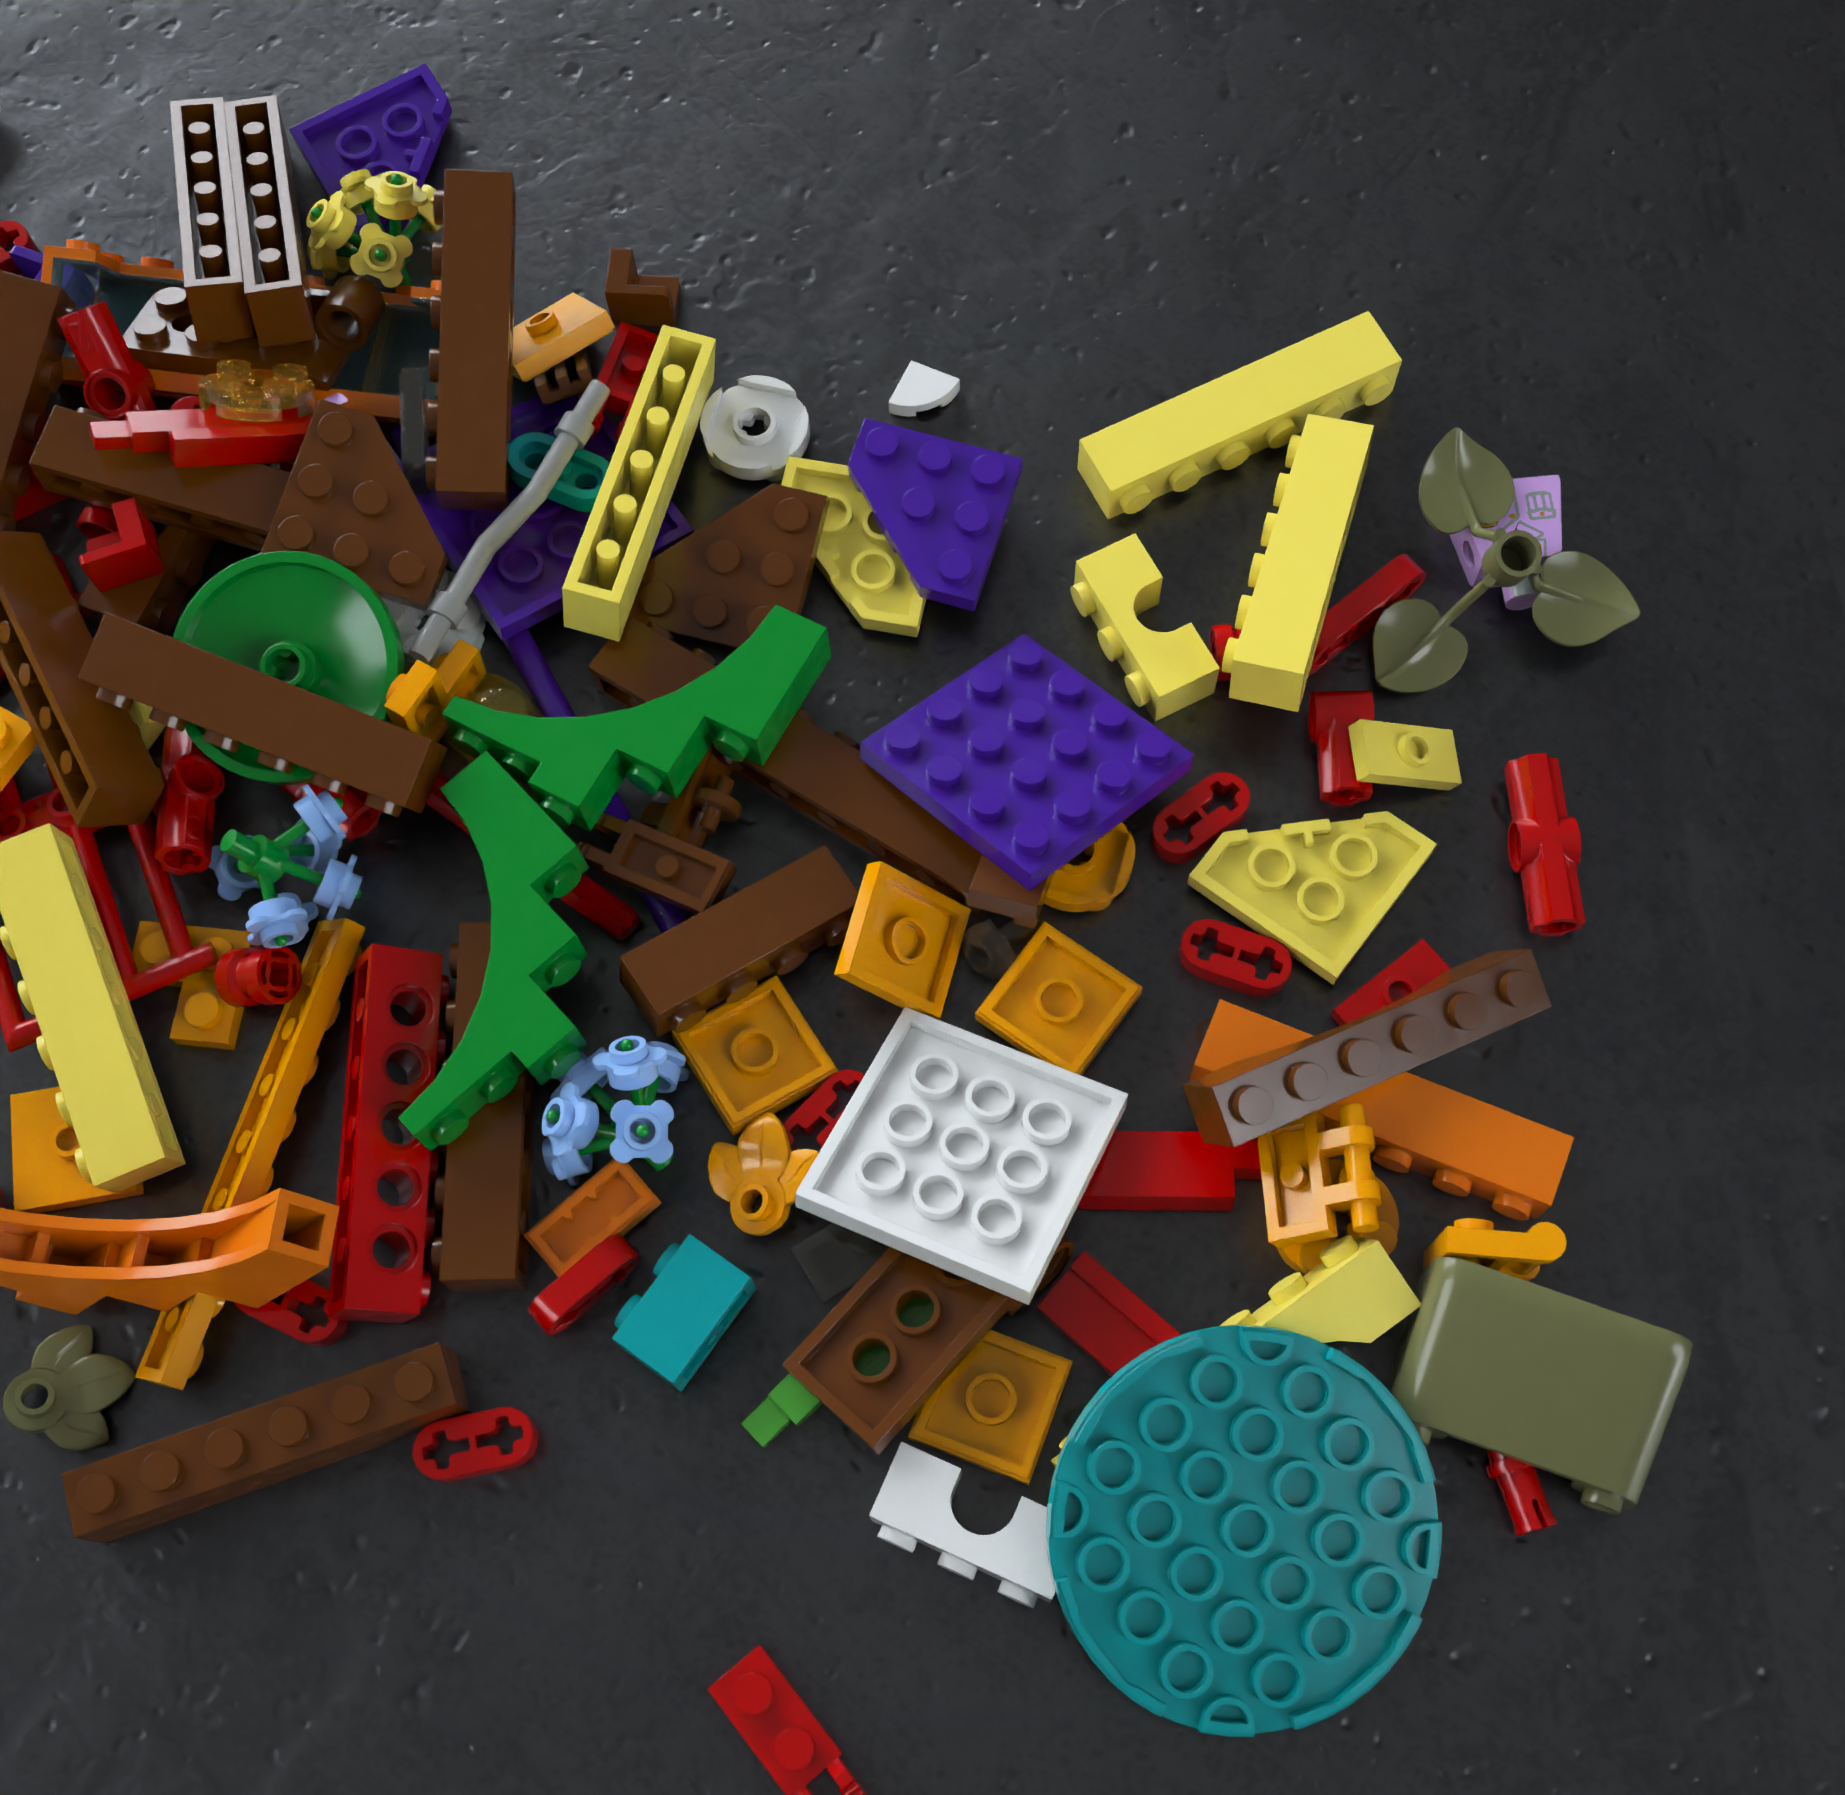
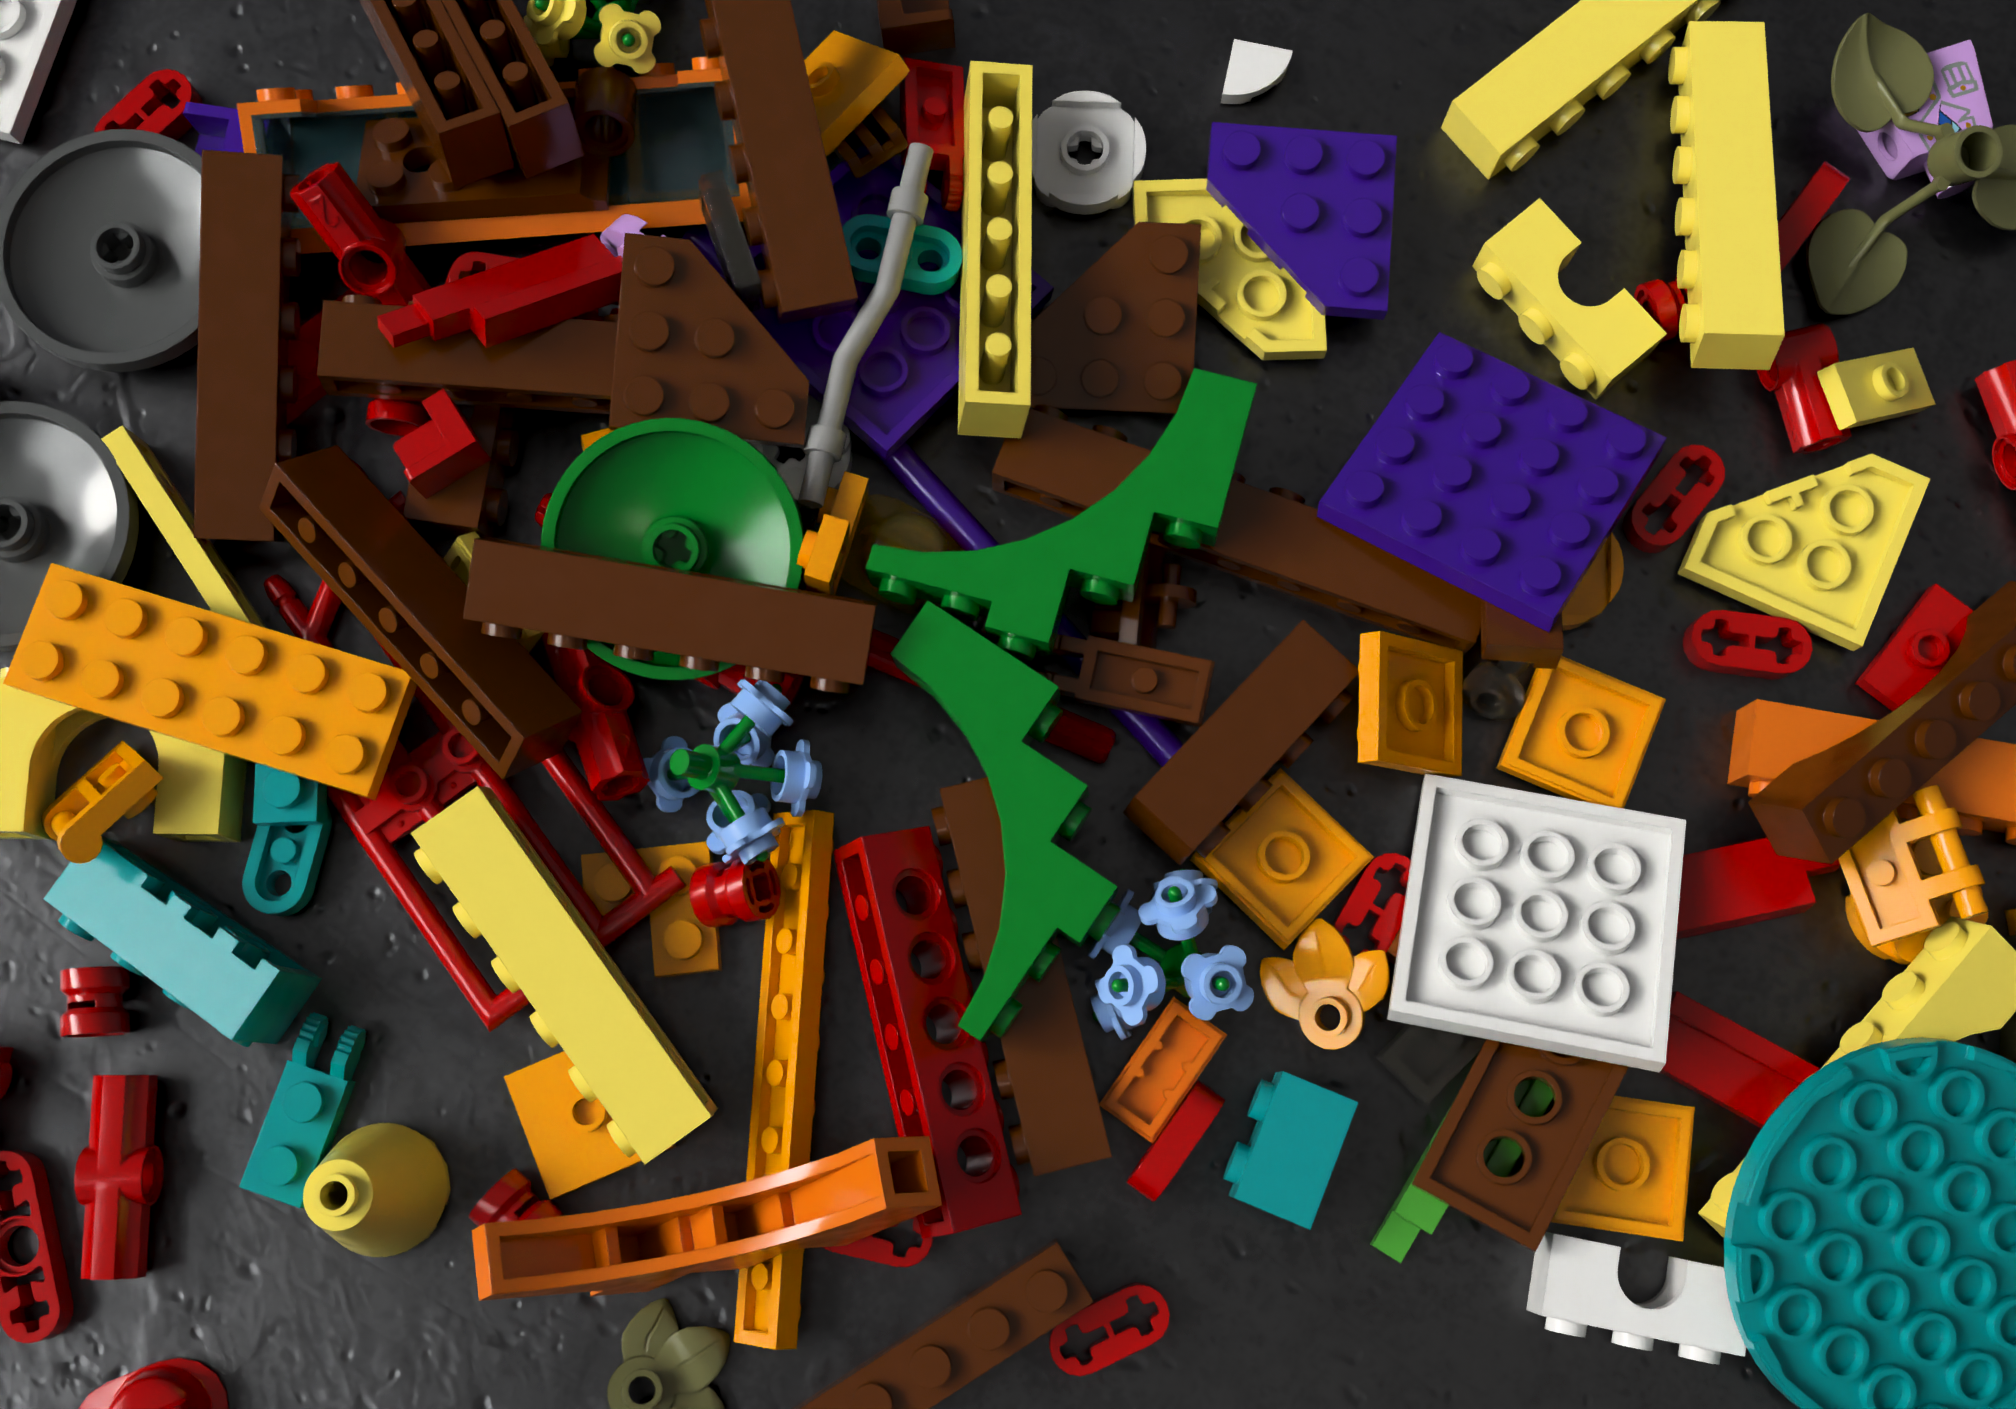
camera: 15 degrees left, 10 degrees up
(257, 393) = (542, 235): clear yellow plate -> none

